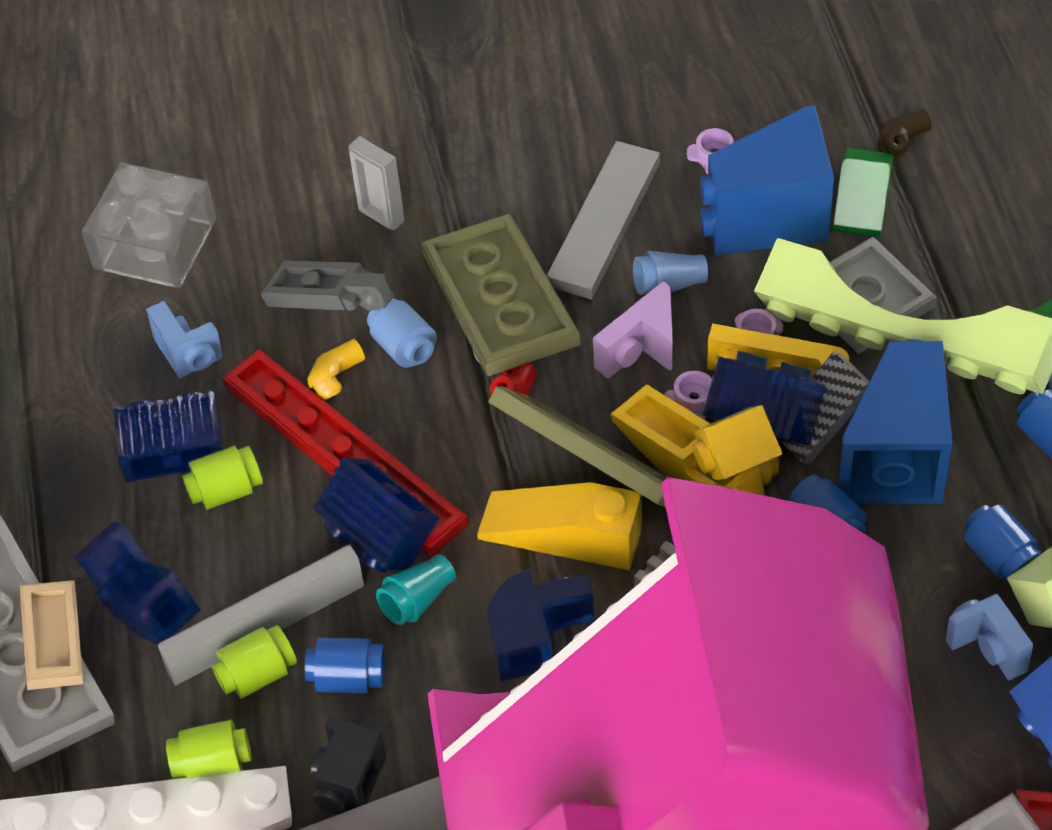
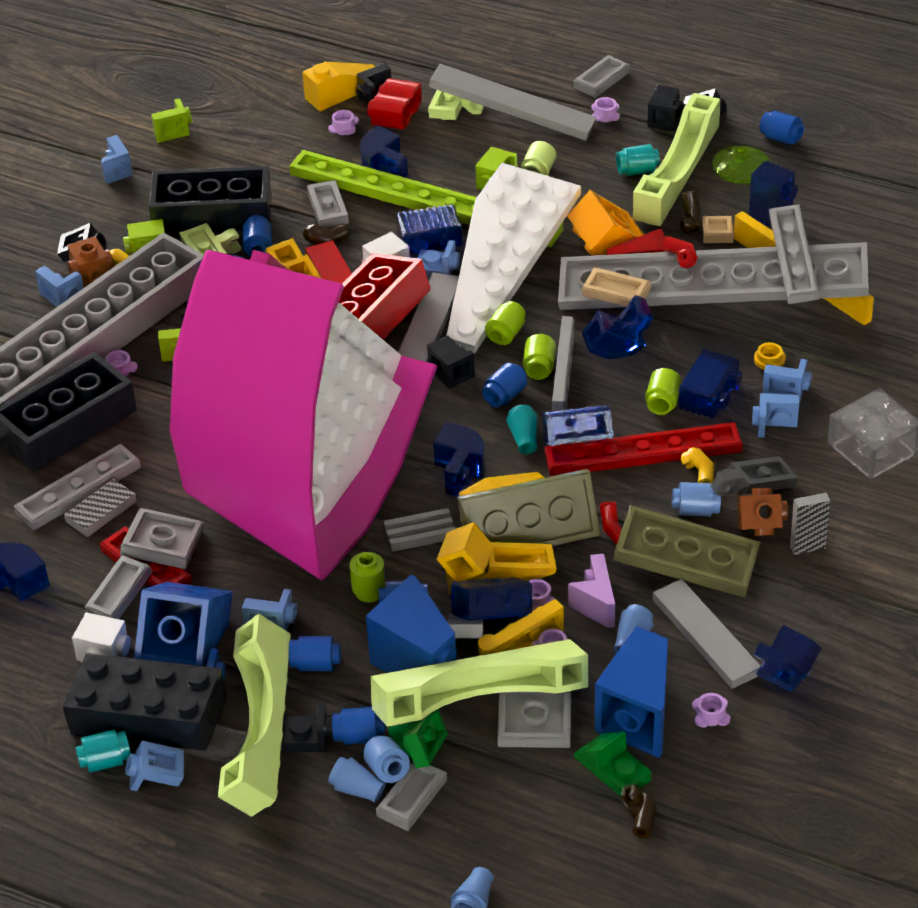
camera: 125 degrees right, 10 degrees down
(59, 403) = (769, 354): none -> yellow plate
(99, 350) = (787, 380): none -> medium blue bracket
(384, 248) = (749, 516): none -> dark orange brick
(594, 120) = (787, 659): none -> clear blue brick

